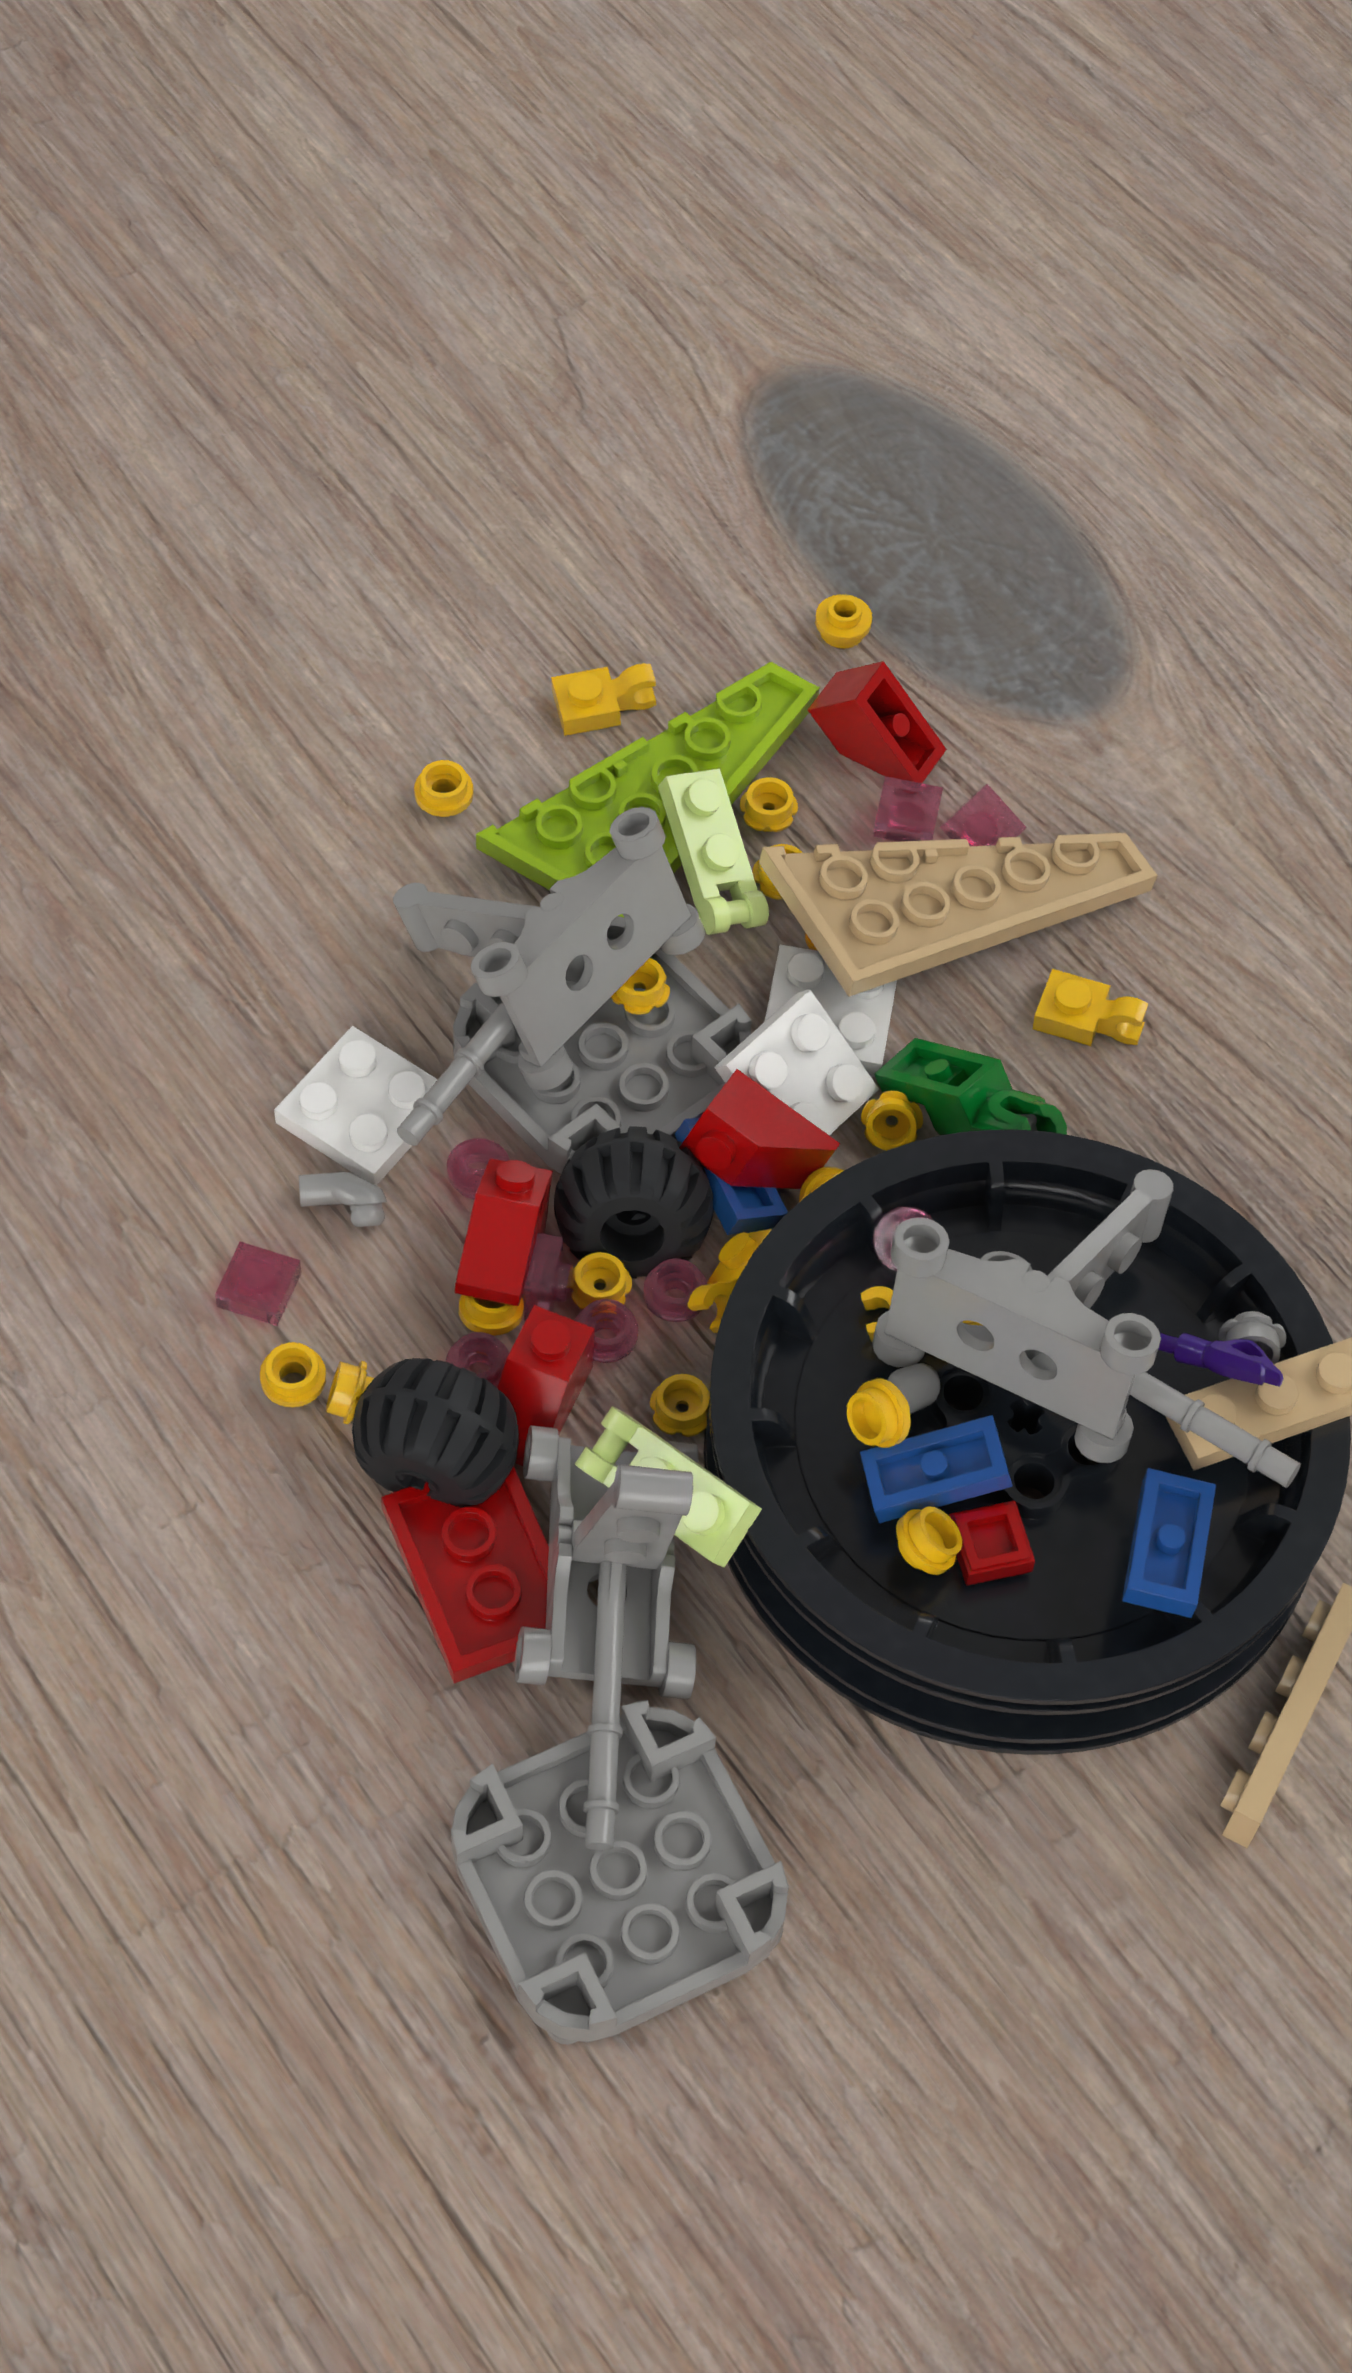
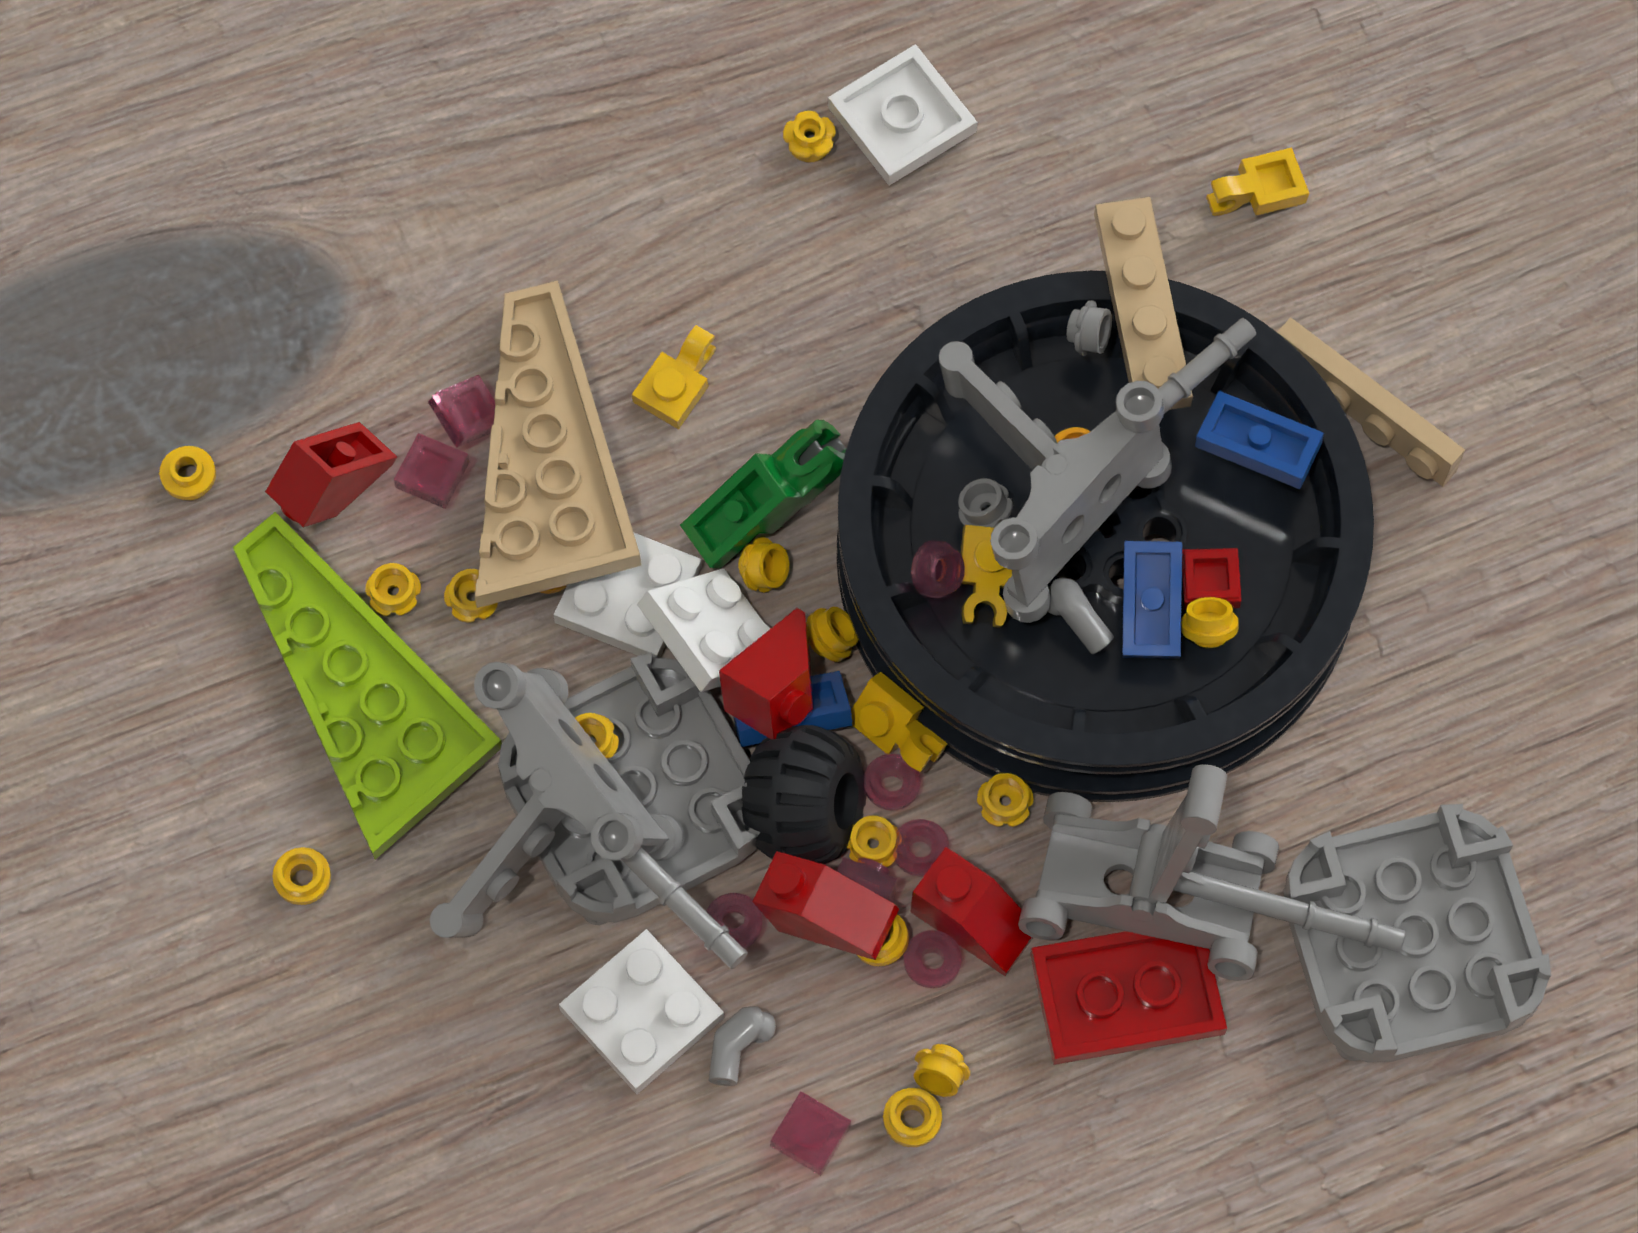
camera: 75 degrees left, 10 degrees up
(438, 1428) = (1012, 1000): black wheel -> none
(594, 701) = (224, 720): yellow plate -> none
(712, 851) = (442, 645): yellowish green plate -> none
(717, 1512) = (1121, 813): yellowish green plate -> none
(879, 1414) = (1106, 627): yellow plate -> none
(1232, 1358) = (1114, 344): dark purple hand -> none

